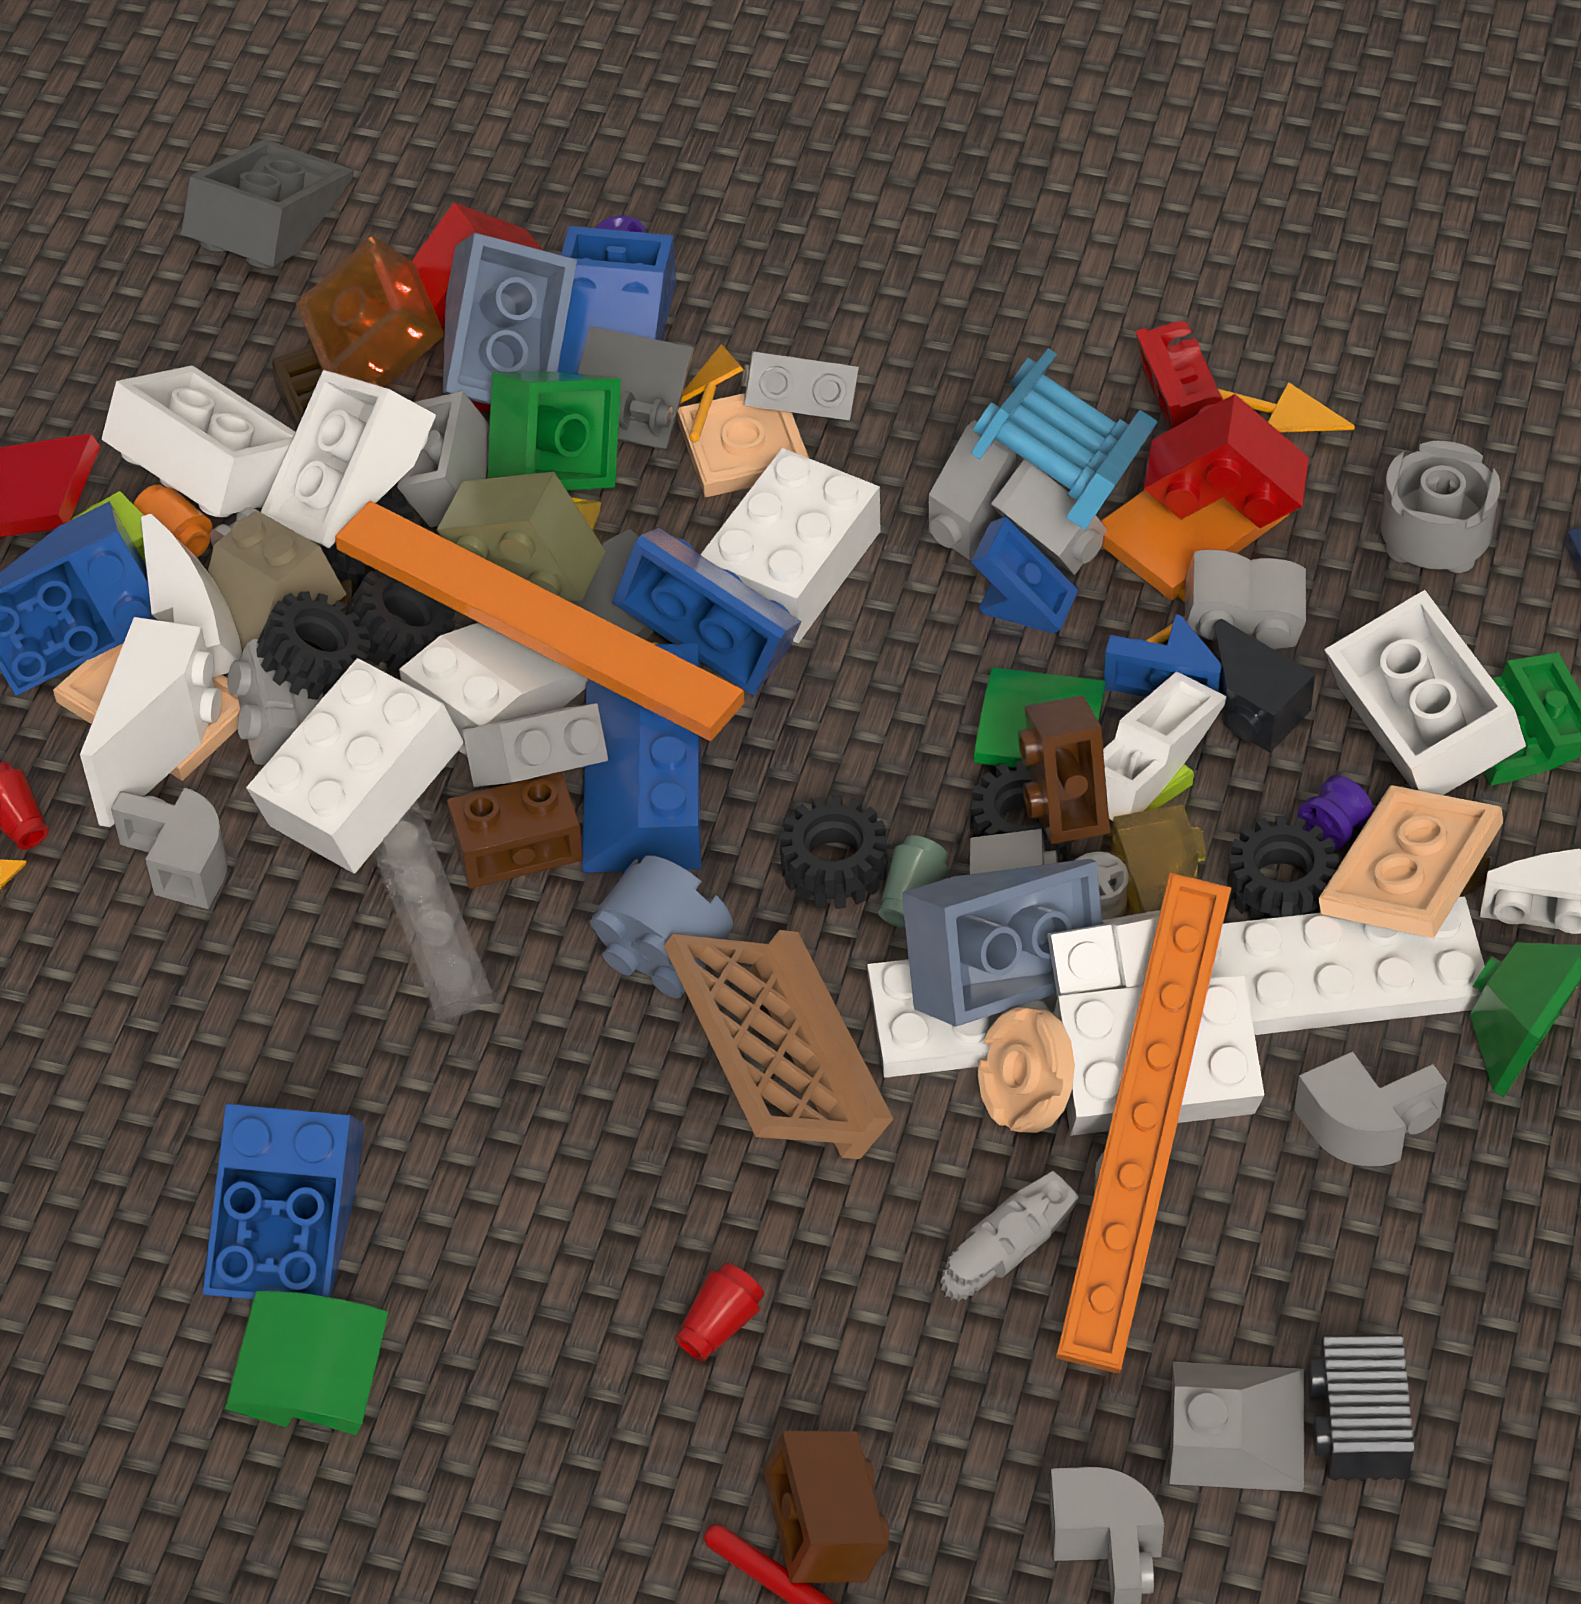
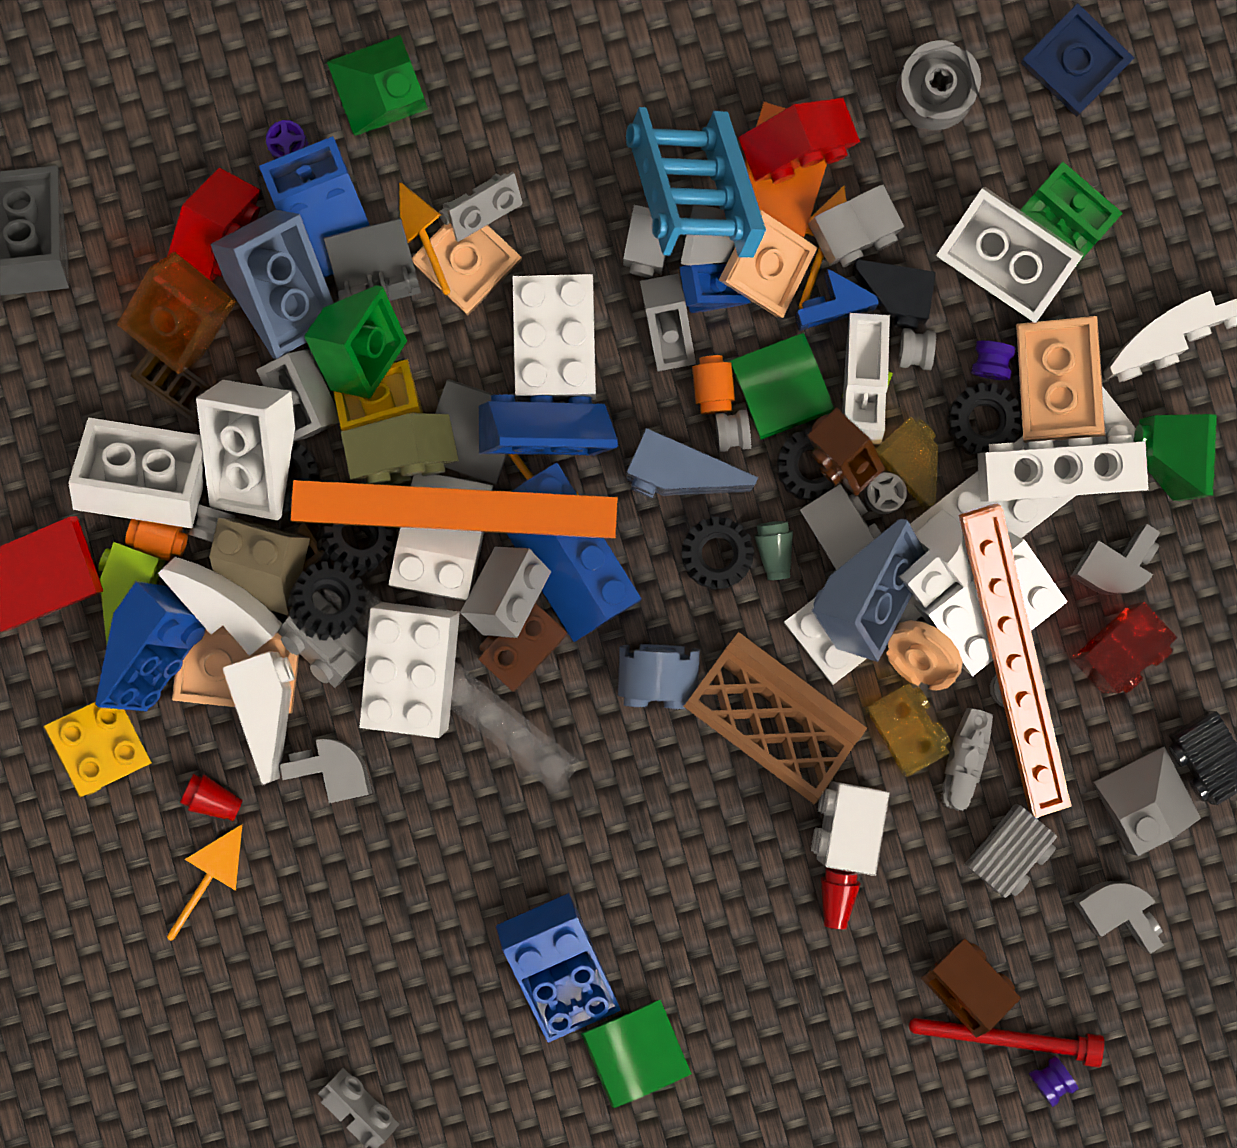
camera: 30 degrees left, 35 degrees up
(764, 251) = (377, 85): none -> green slope
(789, 1191) = (850, 827): none -> white brick
(851, 729) = (676, 469): none -> sand blue slope
(938, 594) = (668, 322): none -> light grey slope
(944, 733) = (733, 430): none -> light grey wheel
(949, 1158) = (908, 728): none -> clear yellow brick
(952, 679) = (713, 385): none -> orange brick
(998, 1376) = (1012, 851): none -> light grey brick
(1106, 584) = (774, 271): none -> light nougat tile
(1176, 372) = (719, 59): red hinge -> none
(1241, 757) = (917, 349): none -> light grey wheel
(1296, 412) = (799, 40): light orange piece -> none
(1311, 1190) = (1125, 649): none -> clear red brick
(1363, 973) = (1125, 473): none -> white brick

